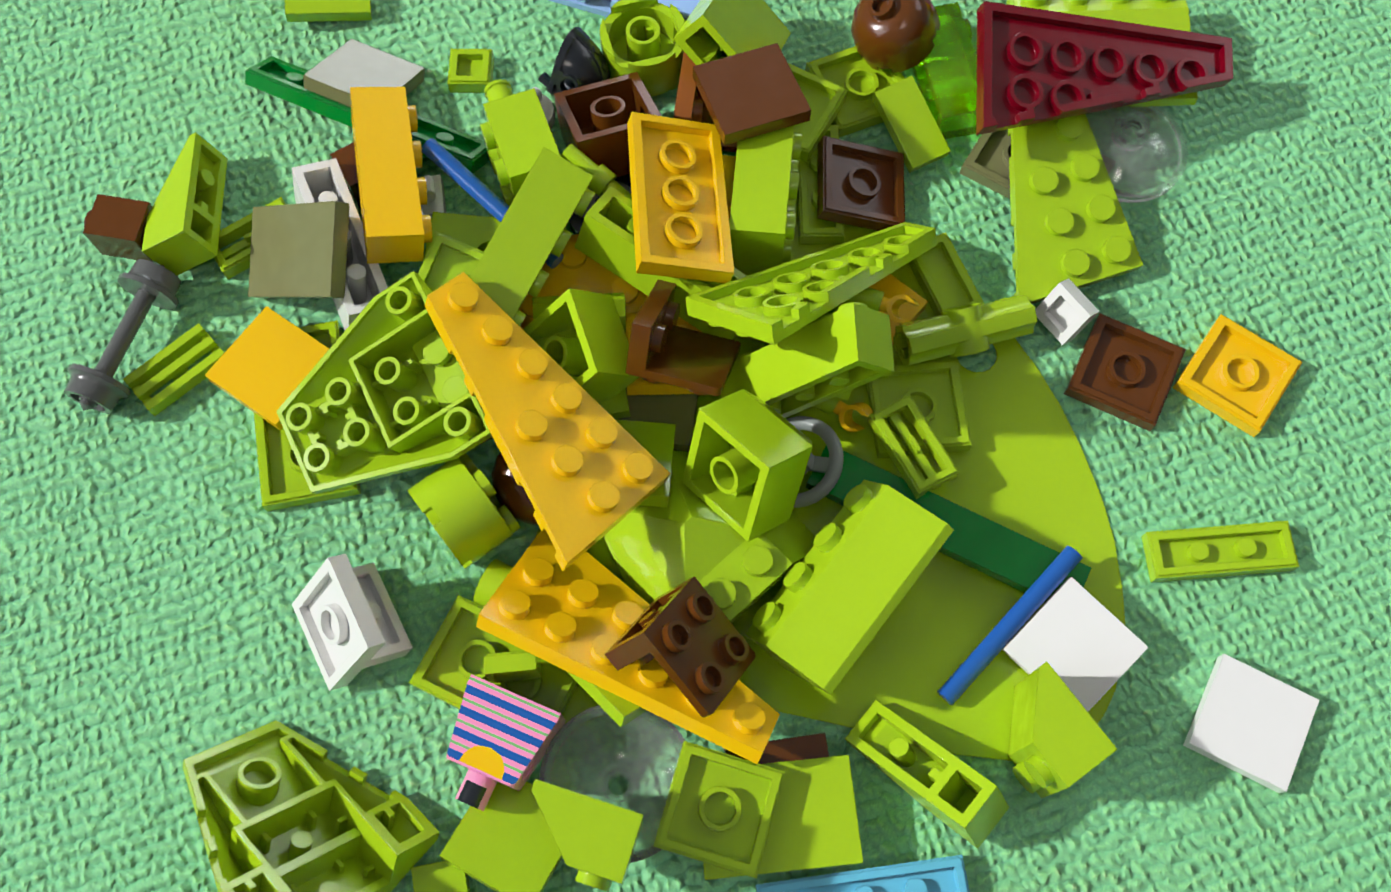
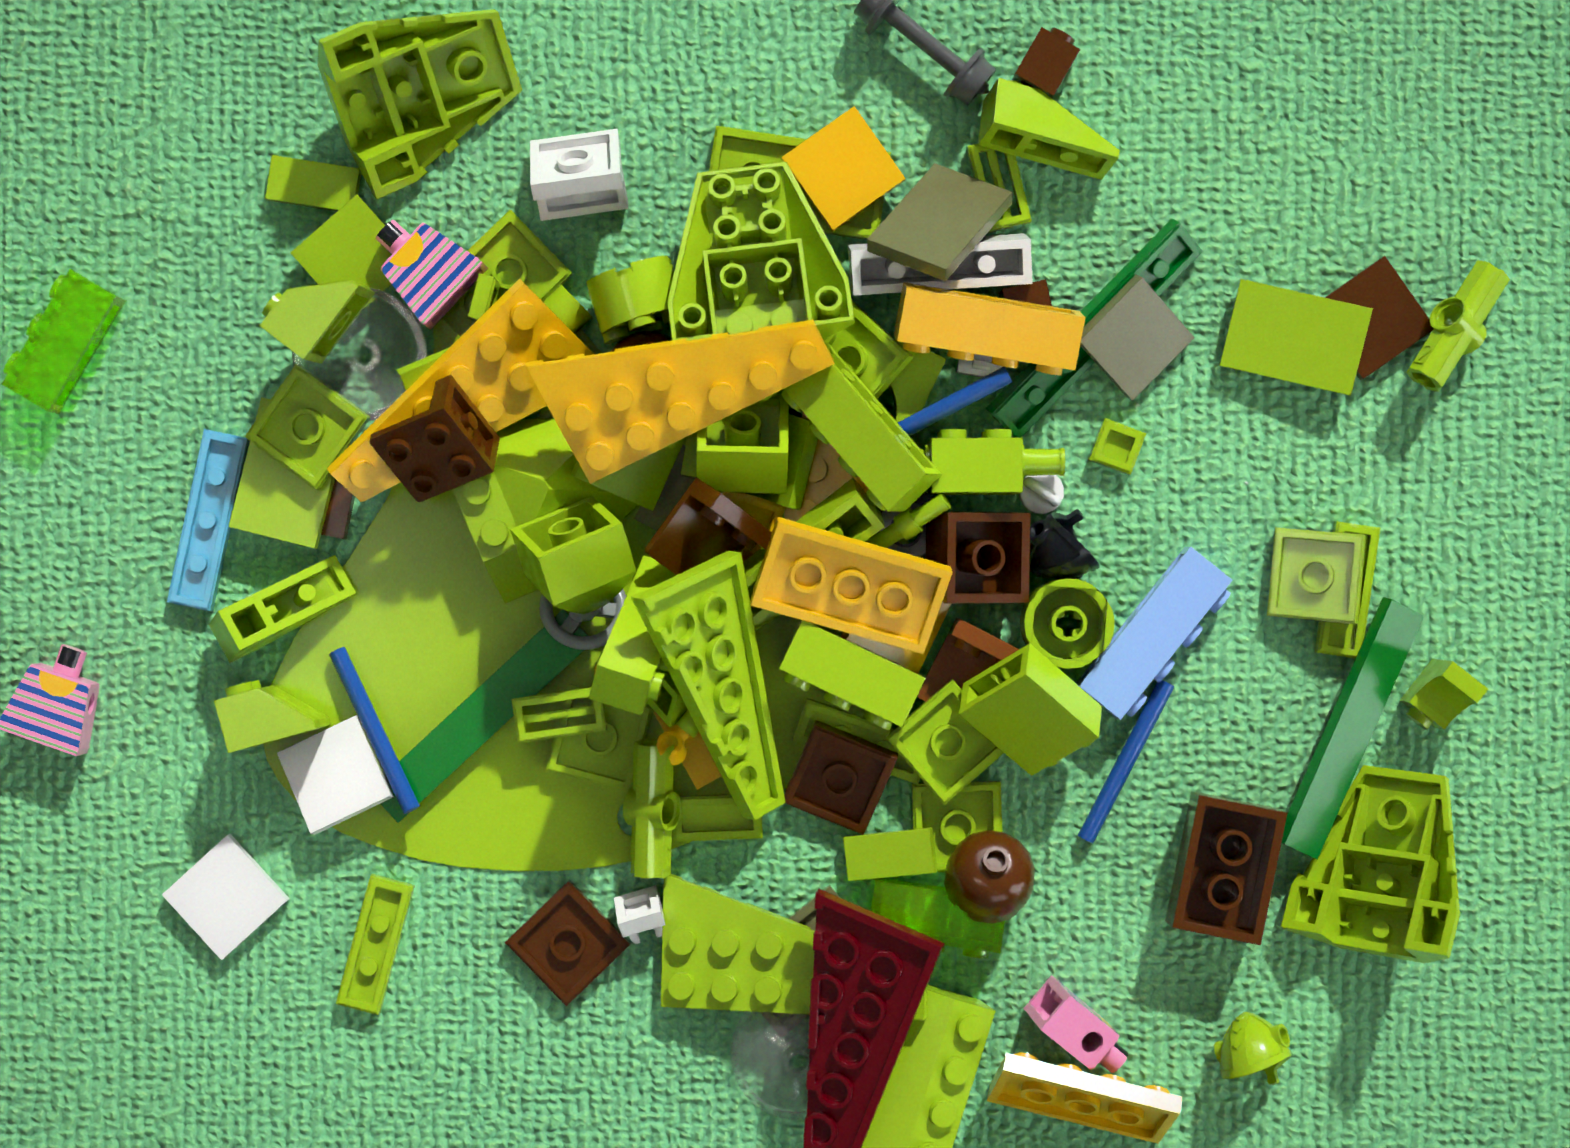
camera: 110 degrees right, 20 degrees up
(171, 364) = (868, 45): lime tile -> none
(751, 93) = (934, 692): reddish brown tile -> none
(848, 584) = (447, 601): lime slope -> none
(1237, 375) = (527, 1043): yellow tile -> none

